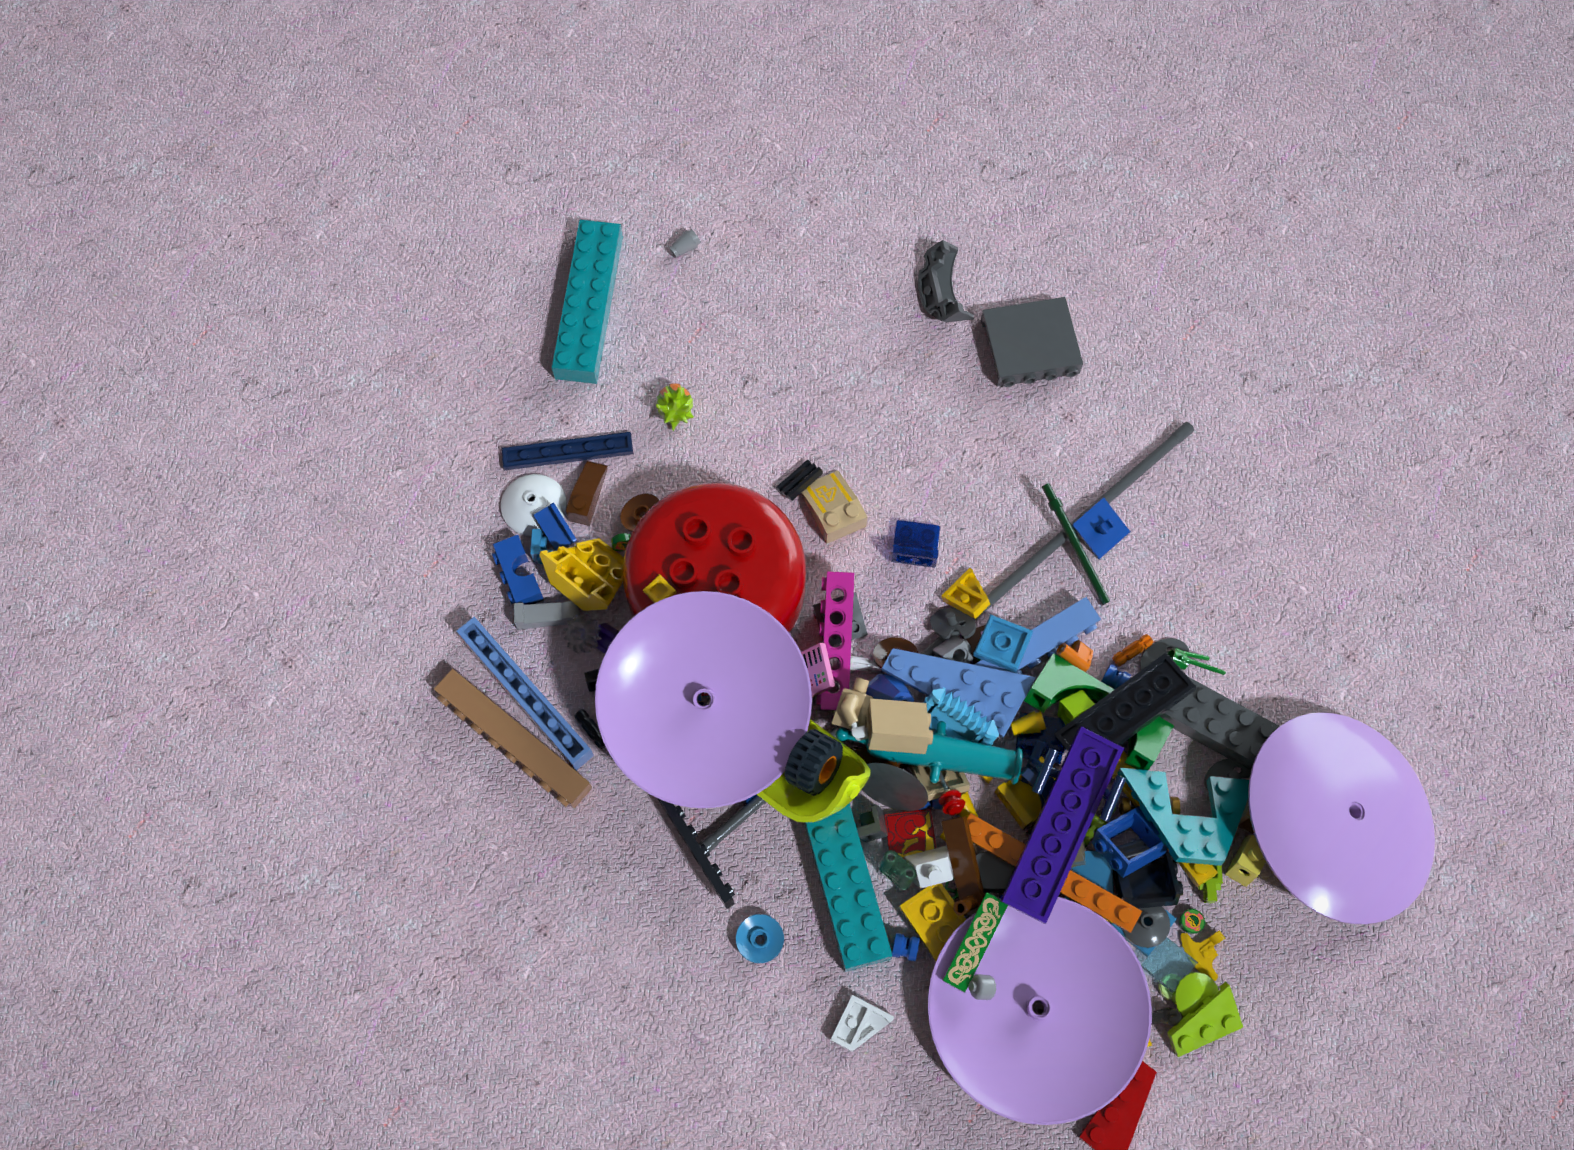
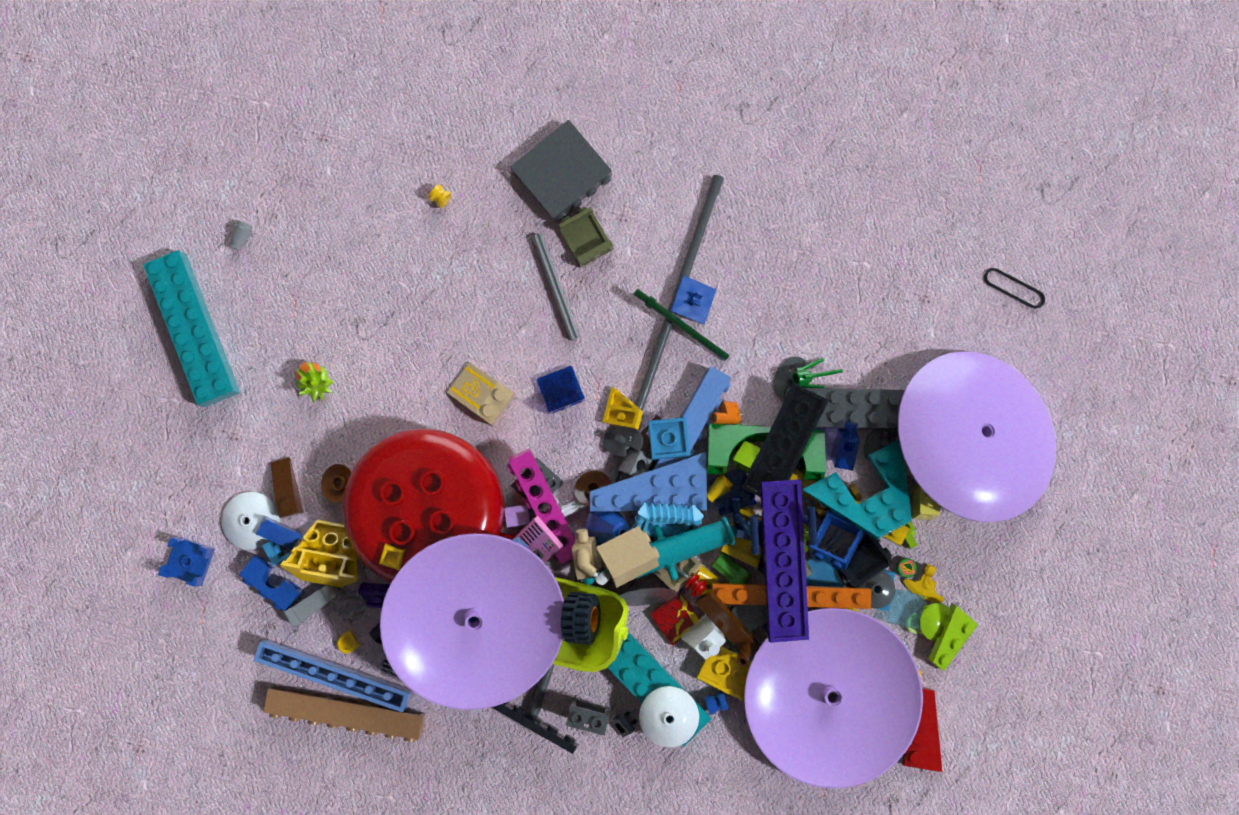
camera: 30 degrees left, 15 degrees up
(450, 508) = (187, 561): none -> blue panel
(557, 672) = (348, 642): none -> yellow tile
(567, 451) = (250, 462): dark blue tile -> none
(620, 541) = (335, 515): green tile -> none
(757, 872) = (587, 713): none -> dark grey window
(759, 926) = (610, 766): dark azure dish -> none
(792, 913) = (623, 725): none -> black tile
(800, 478) = (442, 386): black tile -> none
(804, 636) = (517, 515): none -> lavender panel
(844, 942) = (666, 702): none -> white dish
(859, 1024) = (712, 775): white wing -> none
(872, 825) = (646, 627): dark grey panel -> none
(897, 304) = (439, 196): none -> yellow wheel
(897, 870) = (682, 654): clear green piece -> none
(936, 284) = (463, 163): dark grey windscreen -> none
(965, 445) = (555, 286): none -> light grey axle
(975, 942) = (765, 679): tile -> none
(982, 987) = (787, 708): light grey piece -> none
(995, 813) = (730, 570): none -> bright green piece
(1021, 413) = (585, 236): none -> olive panel
(1114, 677) = (764, 415): blue wheel -> none
(1132, 650) = (764, 385): orange axle -> none
(1166, 1016) = (921, 647): clear smoke arm -> none
(1182, 758) = (846, 447): none -> clear blue torso
(1464, 690) = (1013, 278): none -> black piece

